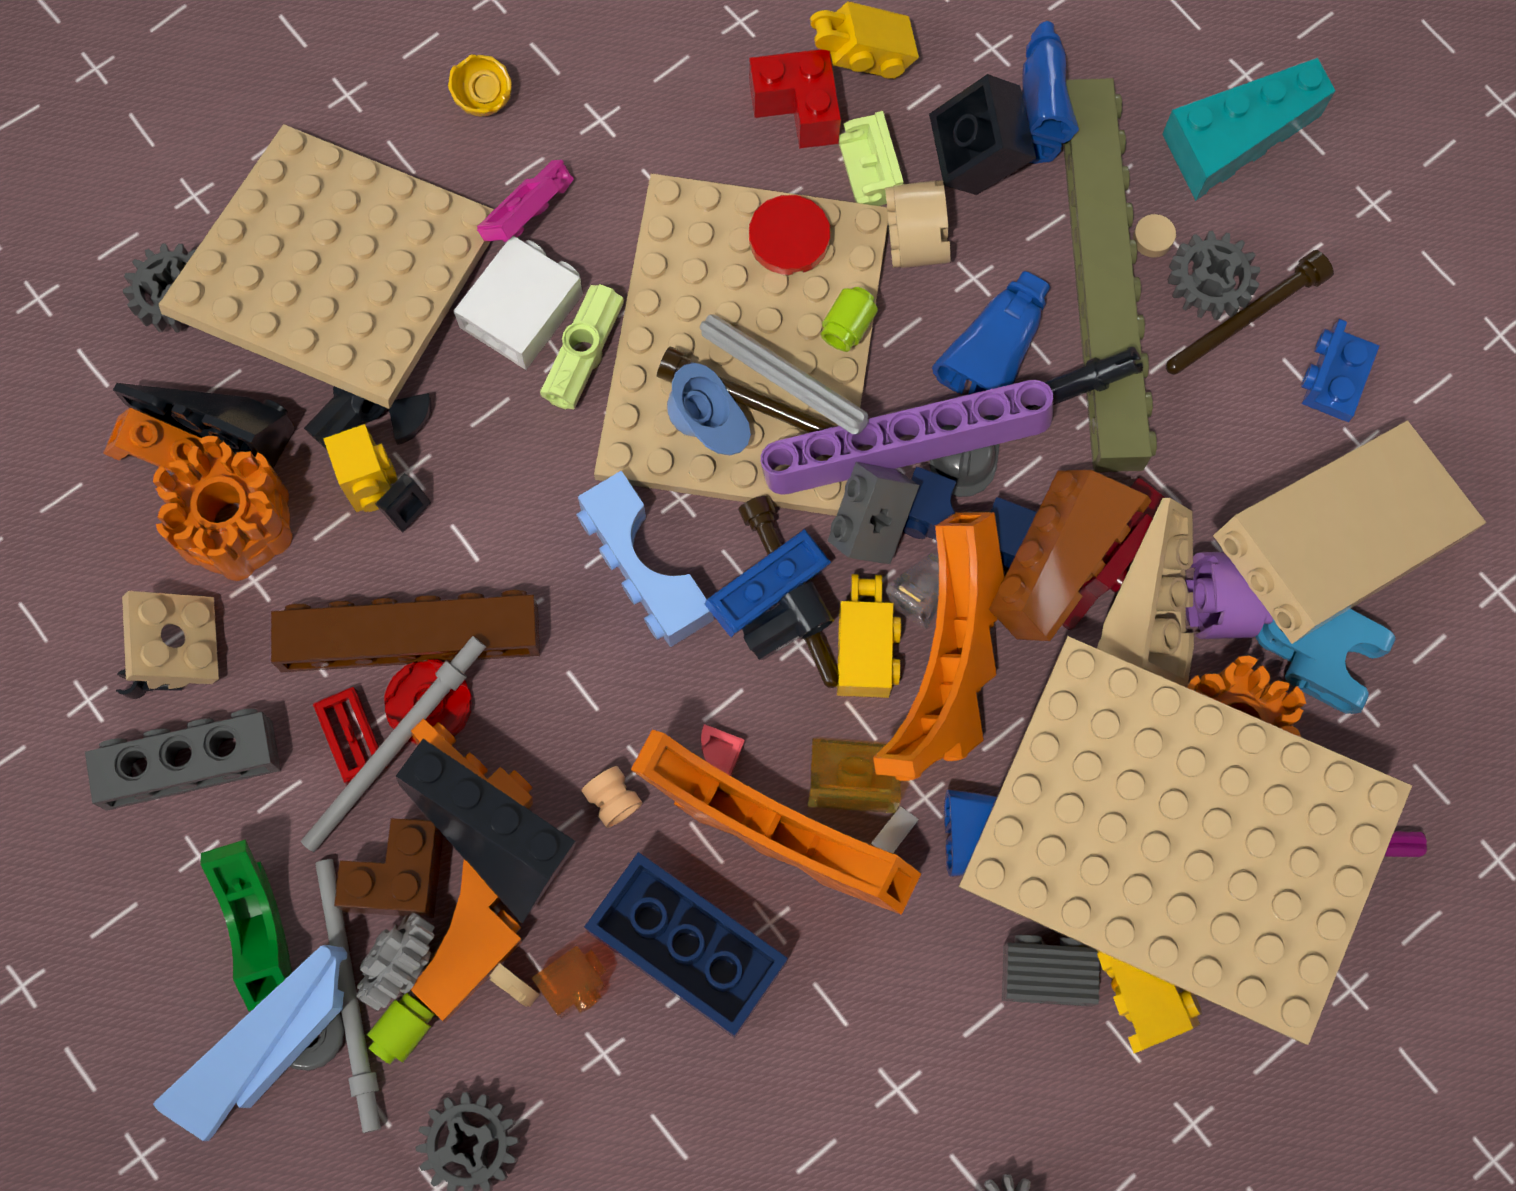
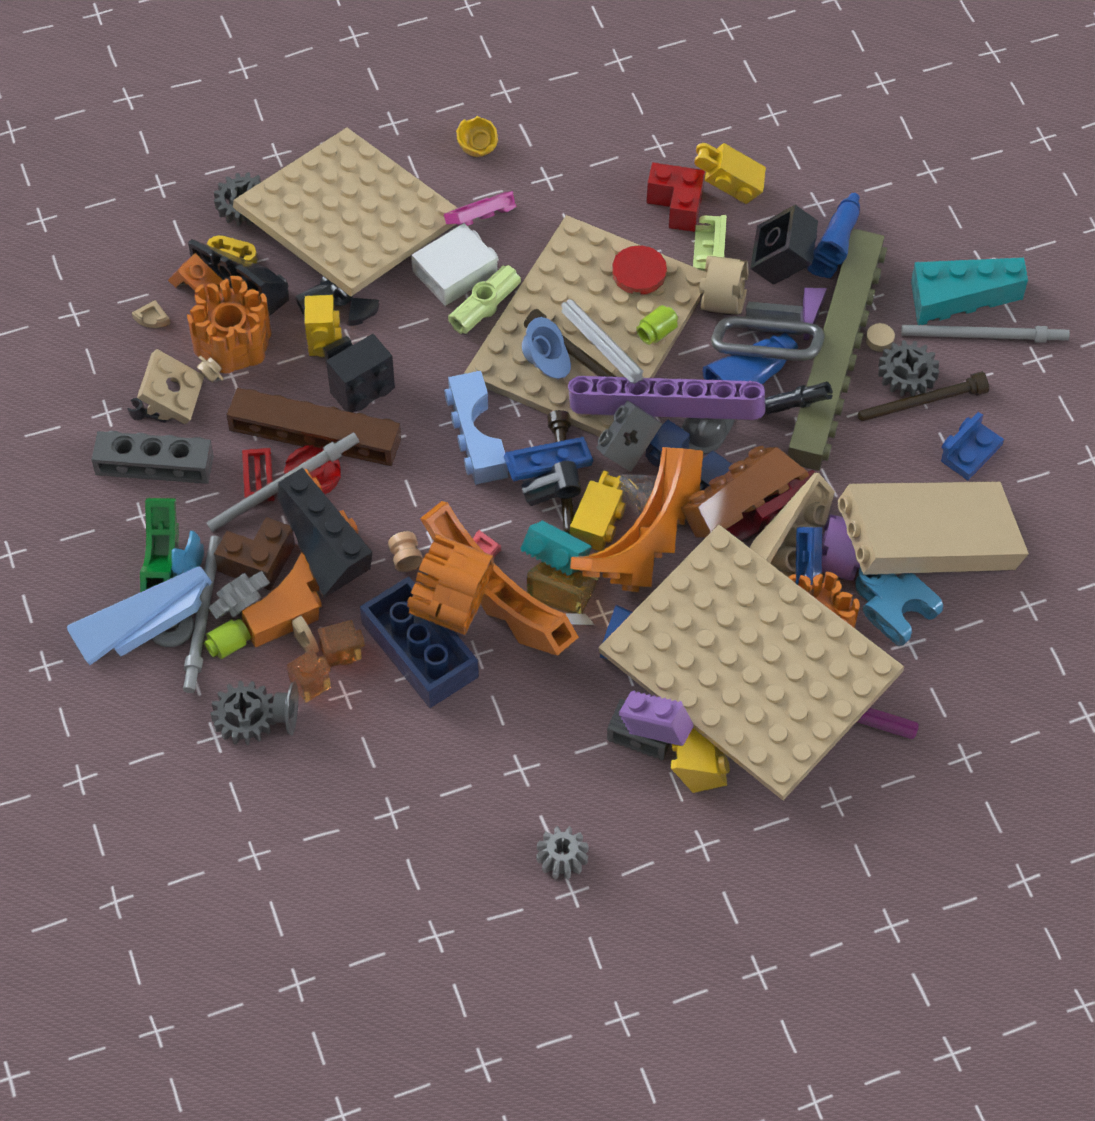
camera: 20 degrees right, 15 degrees down
(99, 520) = (151, 316): none -> tan tile
(183, 374) = (234, 247): none -> yellow beam
(217, 586) = (209, 369): none -> tan plate
(298, 934) = (190, 557): none -> dark azure plate
(448, 531) = (361, 374): none -> black brick
(530, 1124) = (286, 708): none -> dark grey piece
(544, 1050) = (310, 674): none -> clear orange brick
(717, 868) = (453, 584): none -> orange piece
(829, 725) = (553, 546): none -> teal brick
(1005, 256) = (773, 319): none -> flat silver bar
(1043, 213) = (812, 303): none -> medium lavender piece
(1085, 979) = (656, 718): none -> medium lavender brick
(1200, 629) = (808, 552): none -> blue tile
(1365, 166) = (1039, 334): none -> light grey bar

